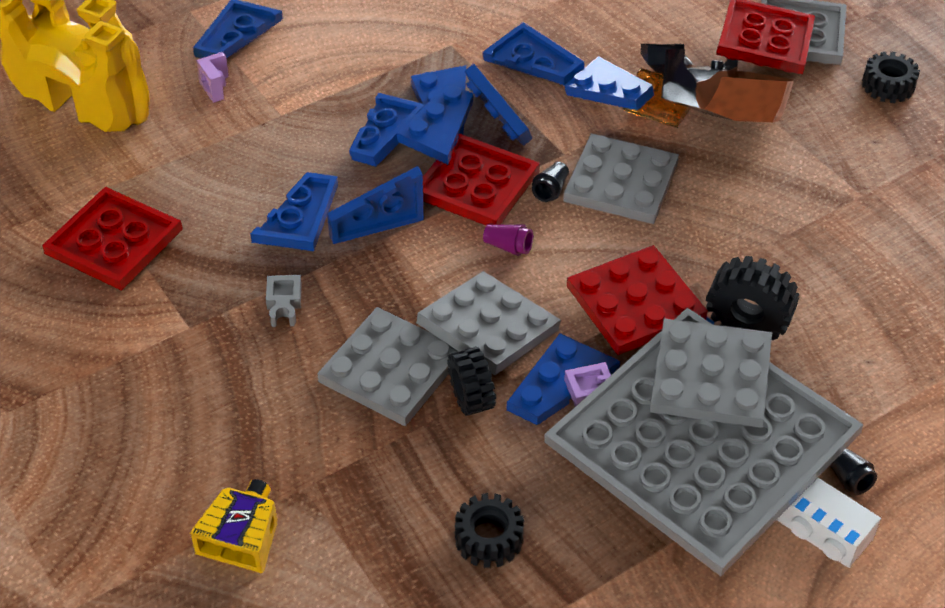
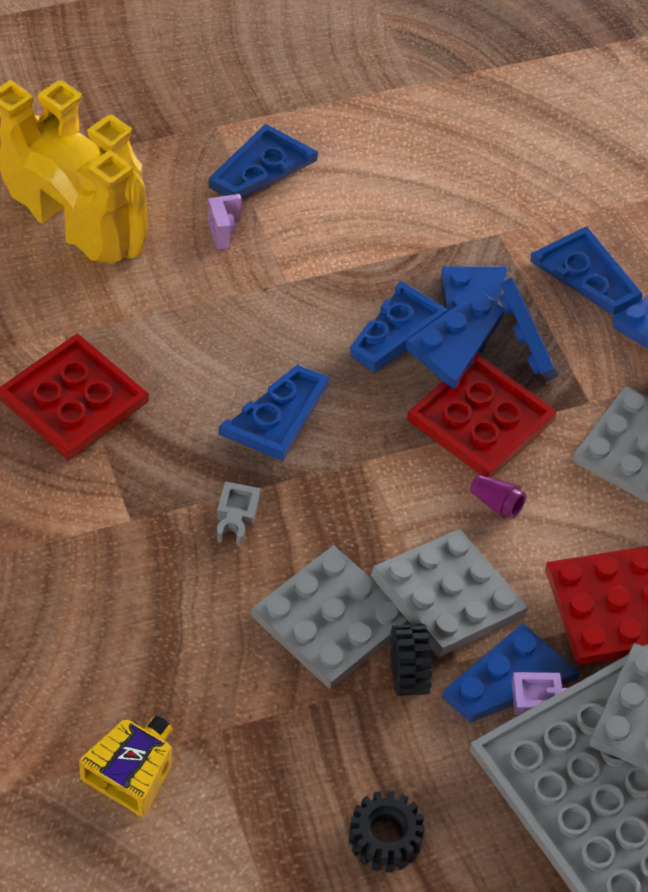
camera: 10 degrees right, 5 degrees up
(380, 209) = (368, 429): blue wing -> none
(550, 182) = (563, 436): black cone -> none

